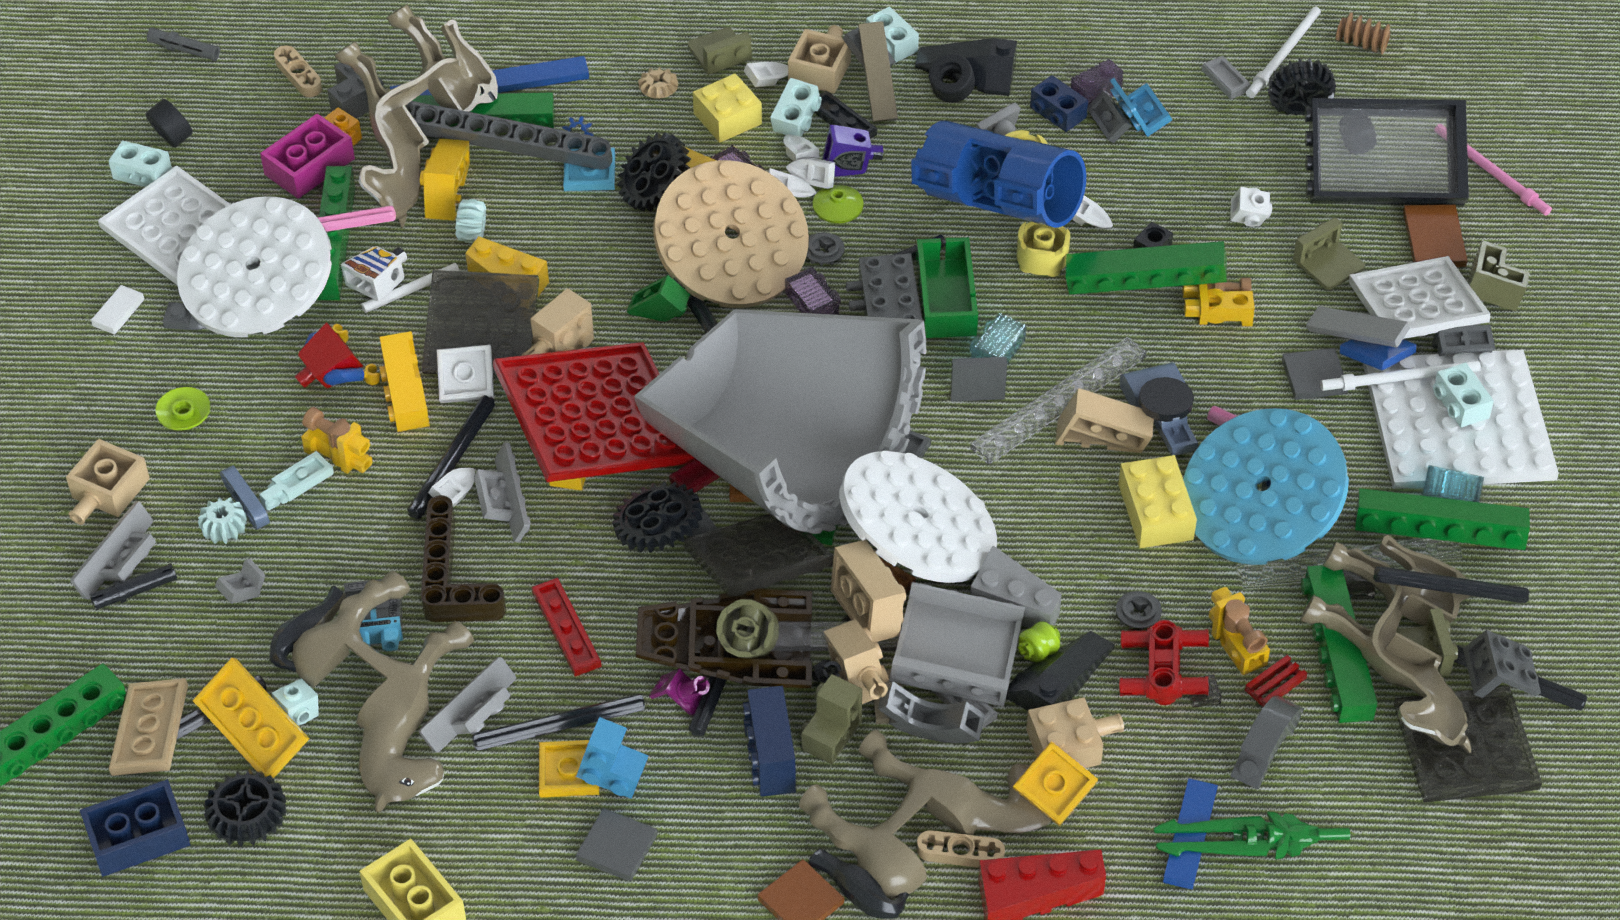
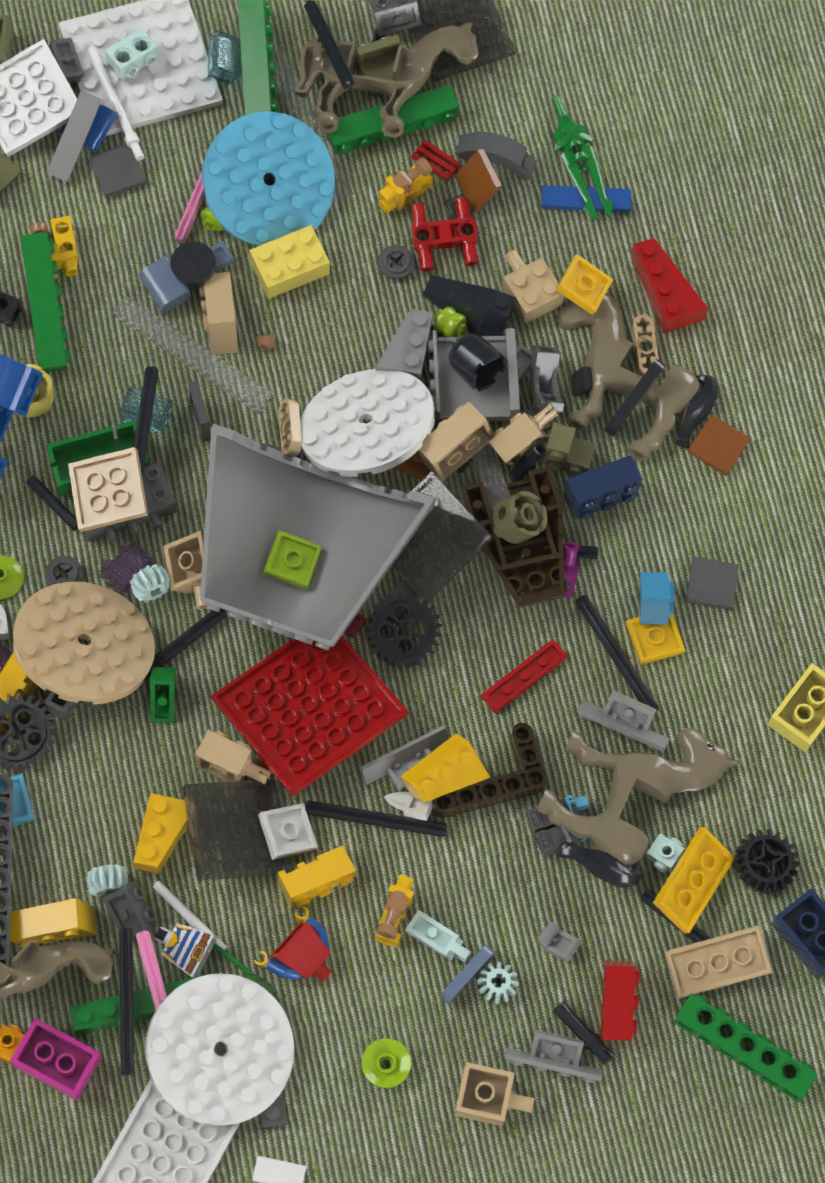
camera: 110 degrees left, 20 degrees up
(155, 620) = (619, 1000): none -> red wedge
(315, 315) = (251, 976): none -> green piece
(329, 198) = (126, 1001): none -> black axle
(433, 236) = (130, 908): none -> dark grey bracket
(471, 510) = (445, 770): none -> yellow wedge
(773, 429) = (292, 560): none -> lime tile
(785, 299) = (150, 583): none -> light aqua gear
(881, 799) = (634, 397): none -> black beam
(893, 266) = (108, 489): none -> tan plate
(926, 761) = (581, 381): none -> black tile
(942, 459) = (290, 427): none -> tan beam
(959, 312) = (145, 413): none -> black axle
(970, 636) = (476, 361): none -> black cylinder
(1059, 465) = (266, 342): none -> medium nougat hinge
(1229, 706) = (478, 180): none -> dark orange tile

